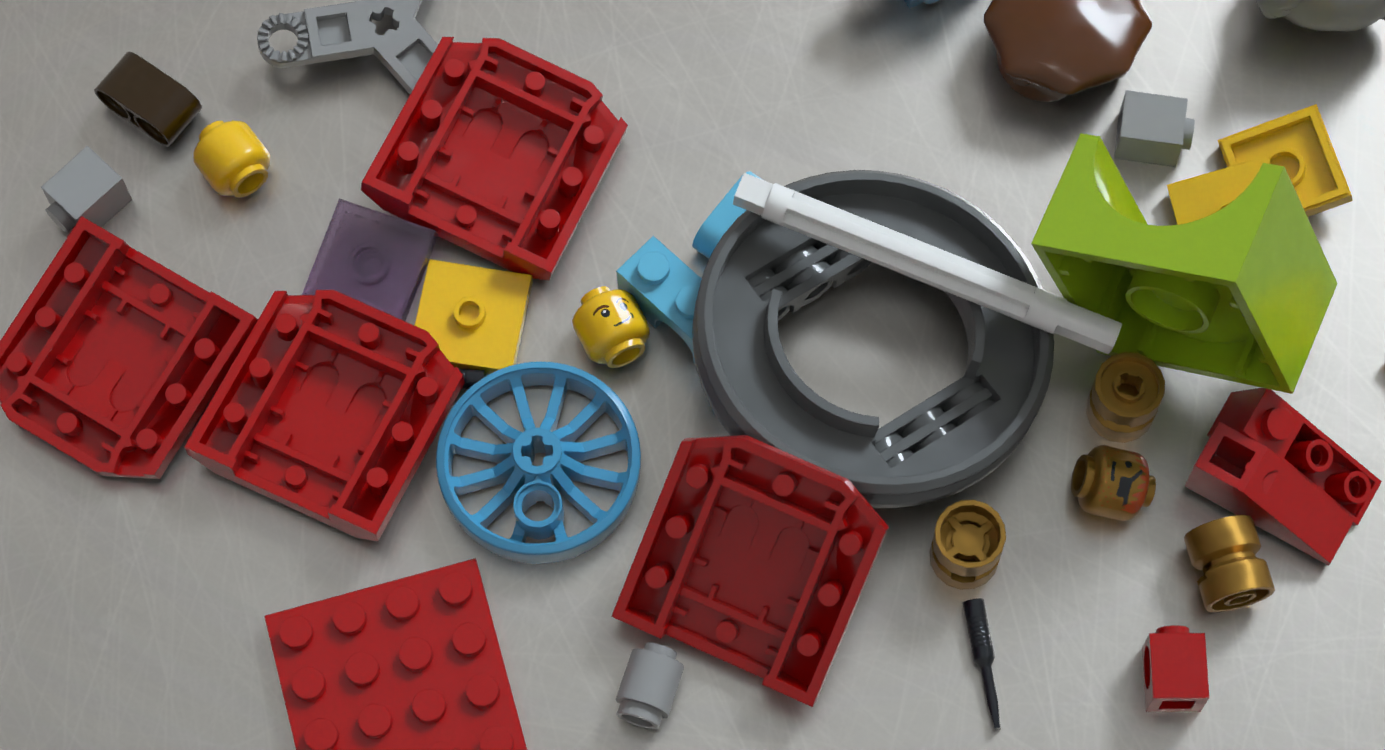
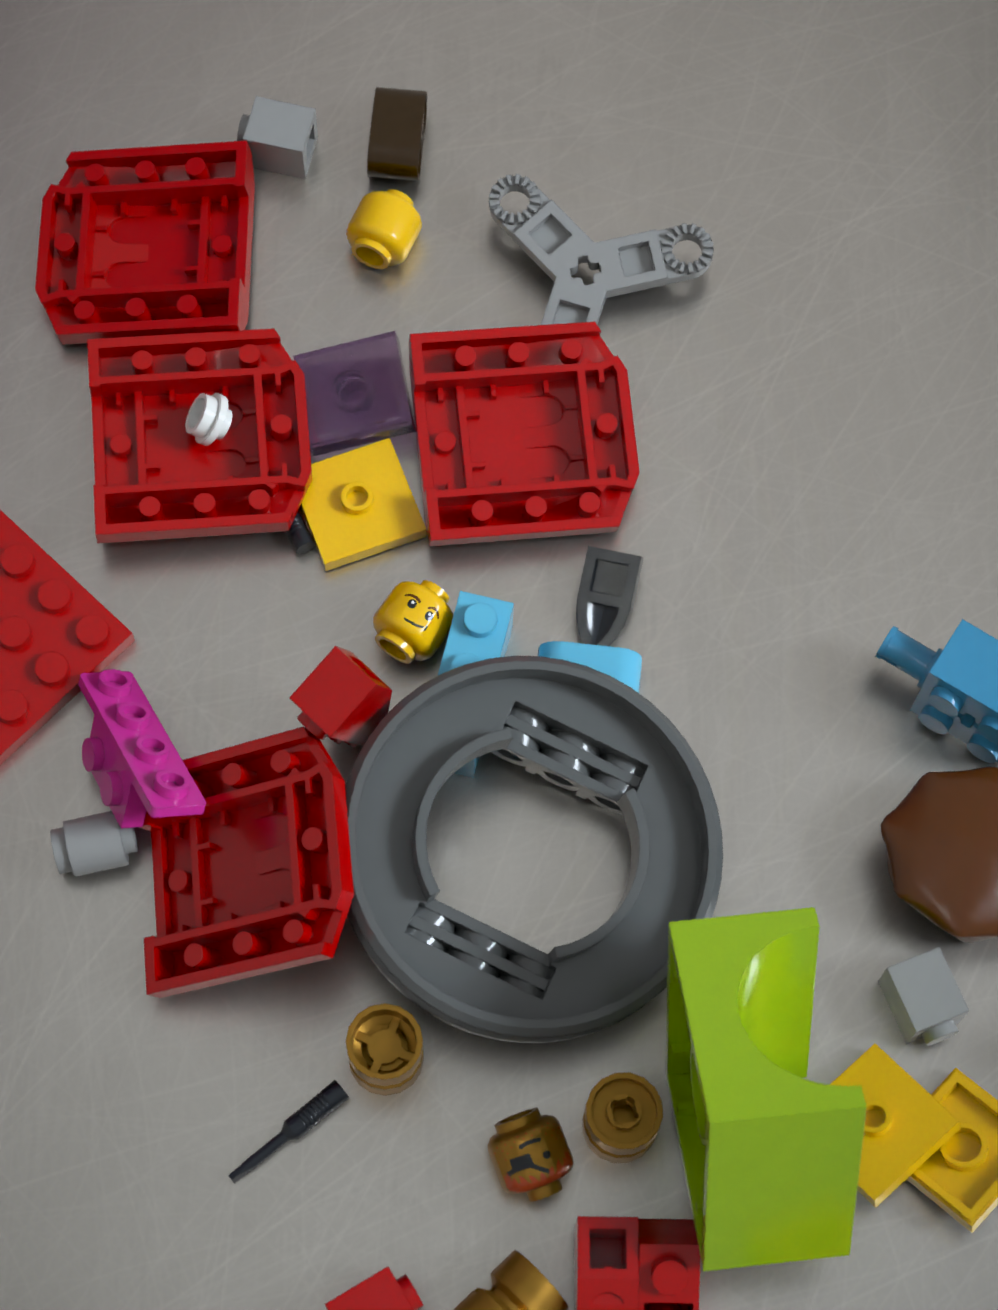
camera: 55 degrees right, 0 degrees up
(324, 387) = (209, 418): none -> white plate
(530, 483) = (237, 648): dark azure piece -> none
(601, 607) = (133, 753): none -> dark pink bracket
(672, 400) = (342, 699): none -> red slope
(678, 170) = (606, 594): none -> black plate
(926, 263) = (620, 852): white piece -> none

